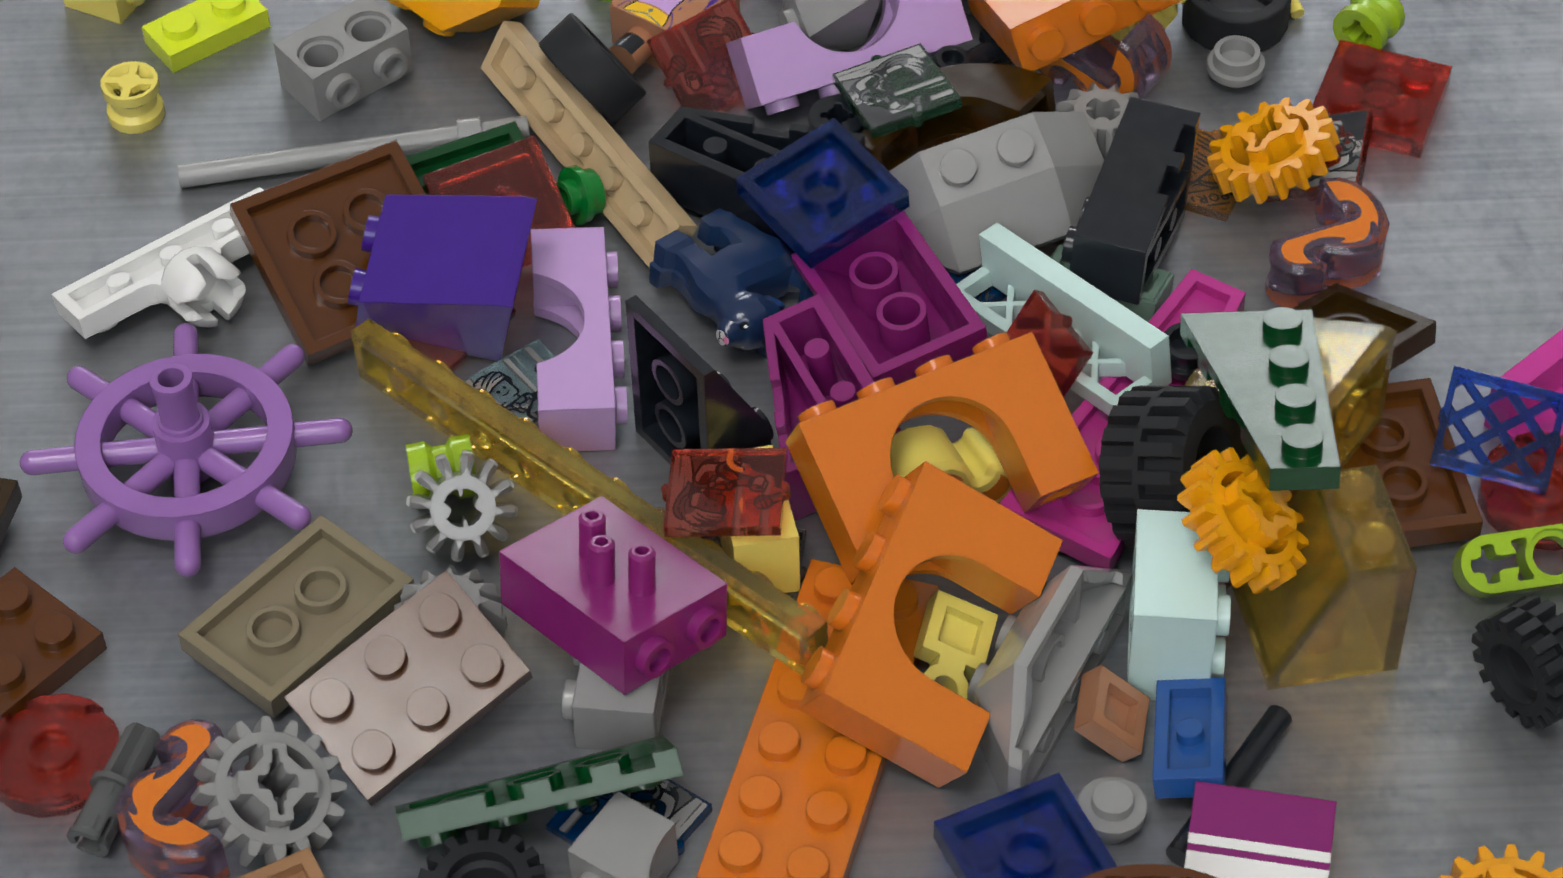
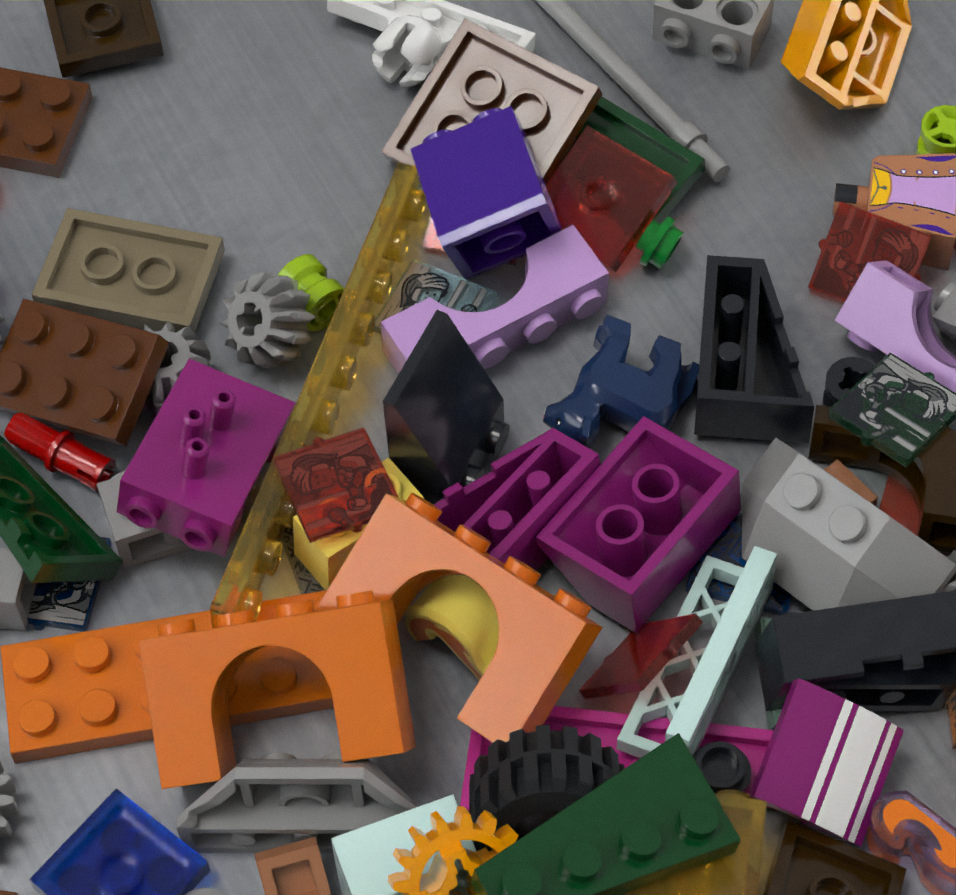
camera: 65 degrees right, 10 degrees up
(186, 447) = (245, 122): medium lavender piece -> none
(485, 748) = (59, 450): none -> red axle
(583, 138) = (726, 209): tan plate -> none
(592, 68) = (811, 180): black tyre -> none
(822, 192) = (703, 402): clear blue plate -> none
(954, 640) = (308, 728): light yellow plate -> none
(1218, 266) = (826, 762): none -> magenta slope

